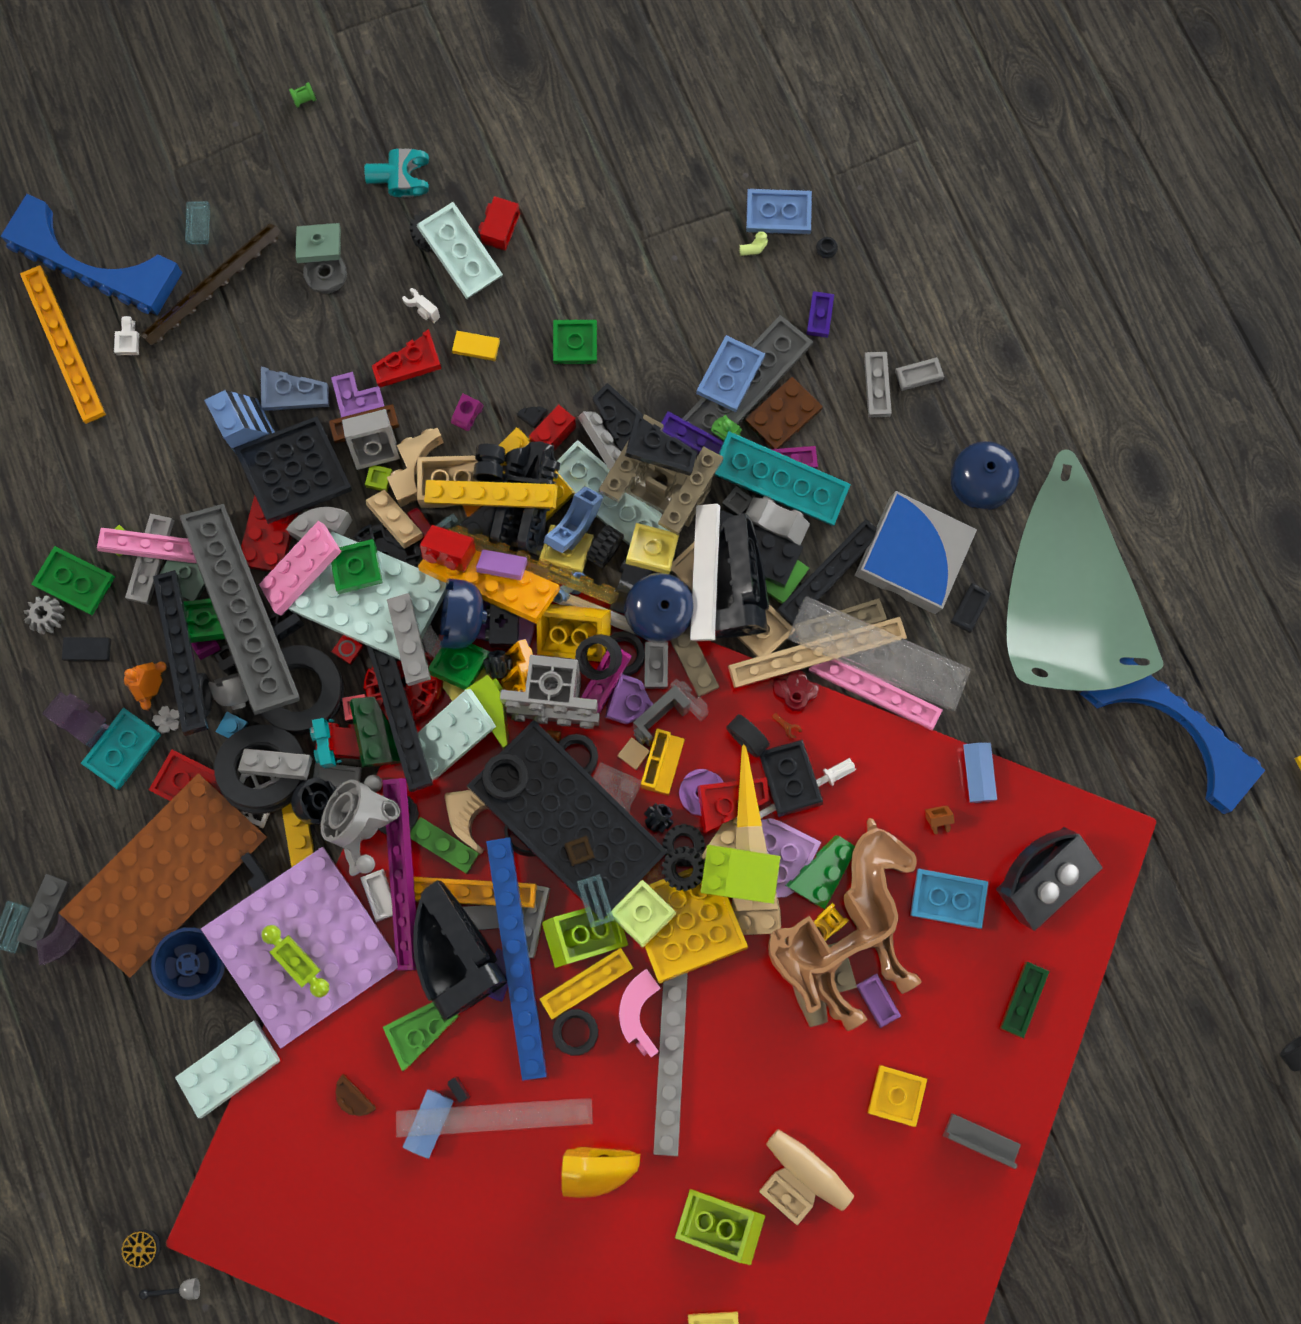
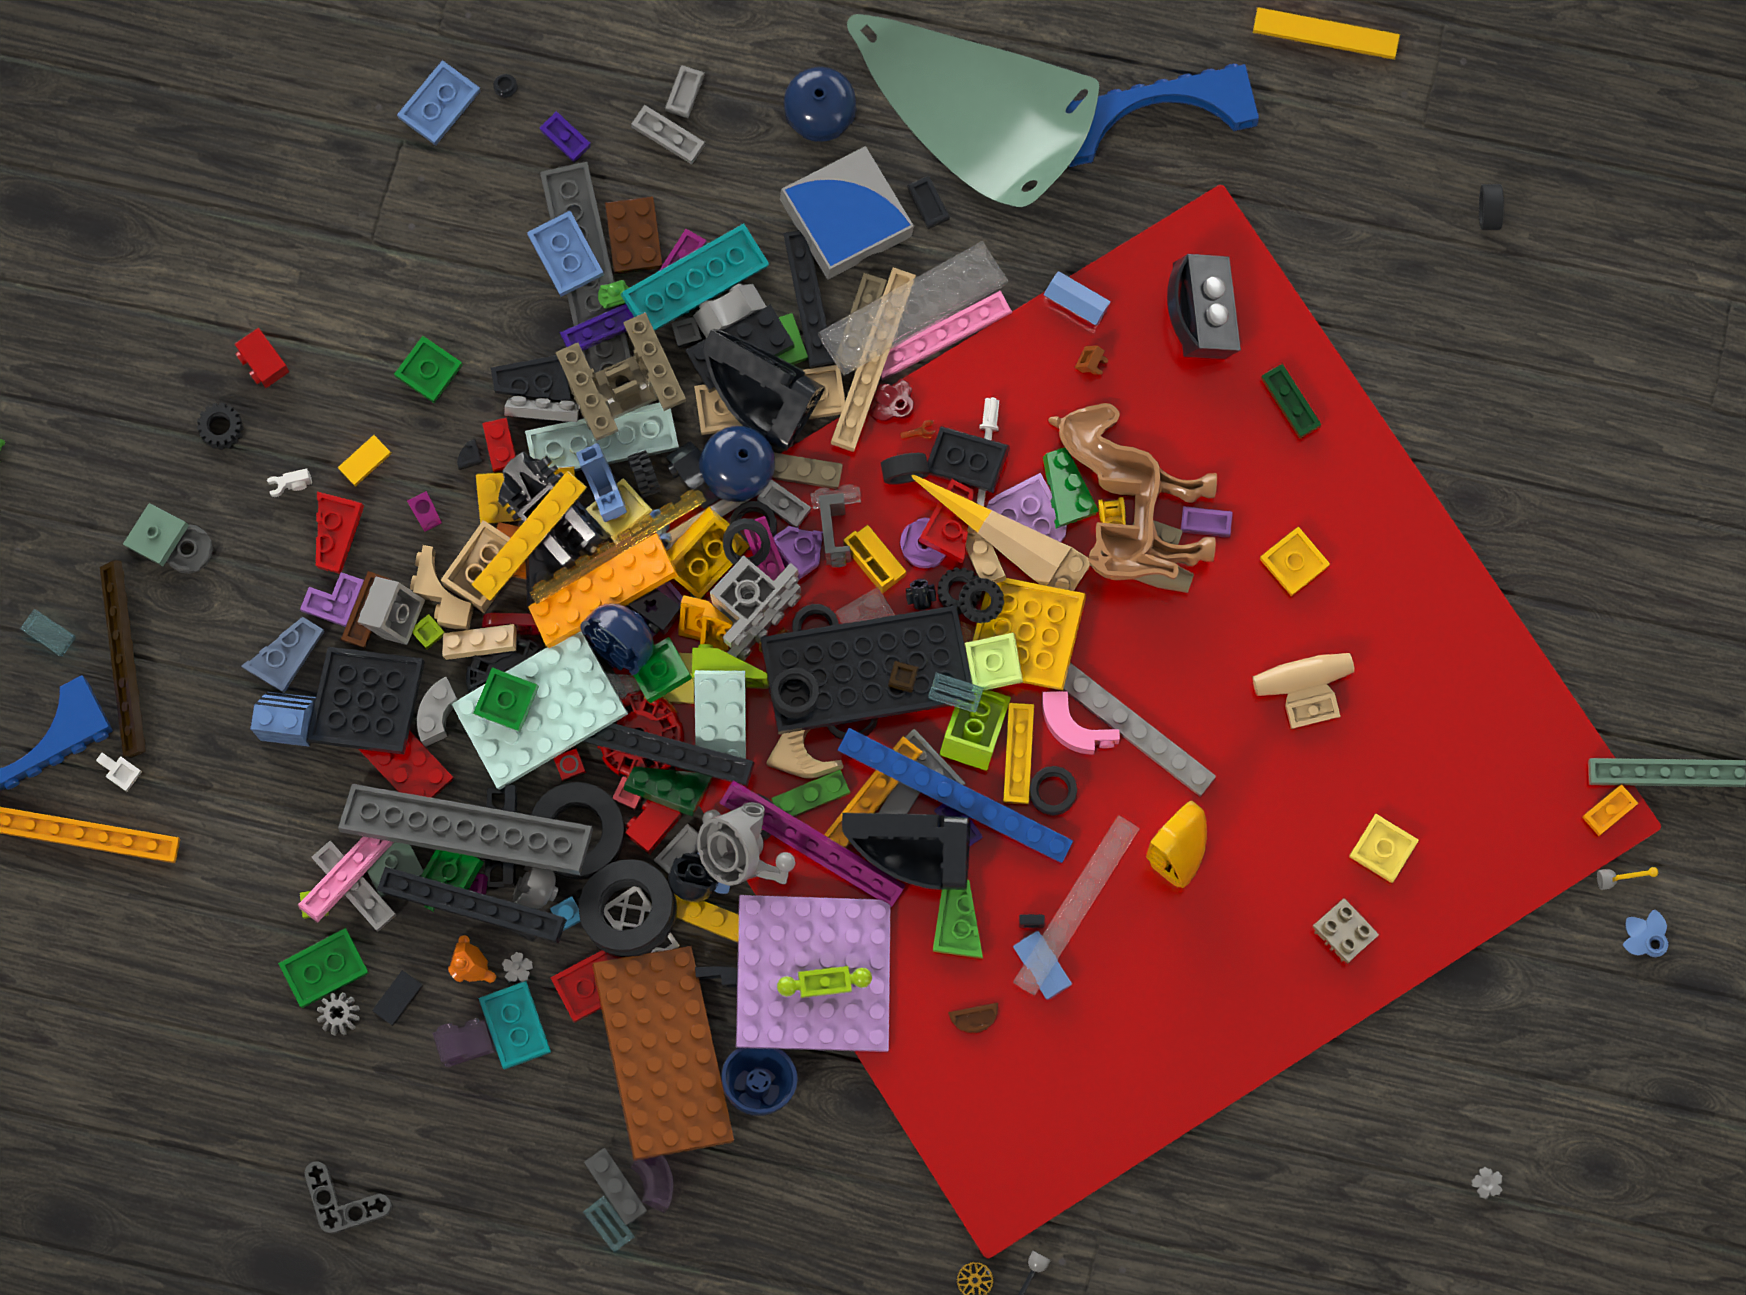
camera: 50 degrees left, 0 degrees up
(227, 1069) = (873, 1110): light aqua plate -> none
(275, 764) = (635, 889): light grey plate -> none
(299, 568) = (468, 752): bright pink plate -> none
(321, 733) = (656, 840): teal piece -> none
(378, 894) = (815, 880): white tile -> none
(398, 172) = (140, 417): teal connector -> none
(408, 639) = (609, 695): light grey plate -> none
(445, 522) = (518, 598): clear light blue tile -> none
(447, 548) = (552, 606): red piece -> none
(459, 250) = (264, 411): light aqua plate -> none
(488, 463) = (497, 519): black wheel -> none
(498, 664) = (686, 636): black gear -> none
(501, 564) = (601, 569): medium lavender tile -> none
(633, 753) = (848, 578): tan tile -> none
(652, 548) = (677, 434): light yellow plate -> none
(657, 448) = (597, 362): black wing -> none
(705, 572) = (736, 401): white tile -> none
(720, 1227) = (1297, 780): lime slope -> none
(740, 874) = (1020, 555): lime slope -> none
(757, 245) = (456, 145): yellowish green arm -> none
(949, 898) = (1164, 401): dark azure plate -> none
(982, 1140) = (1379, 519): dark grey panel -> none

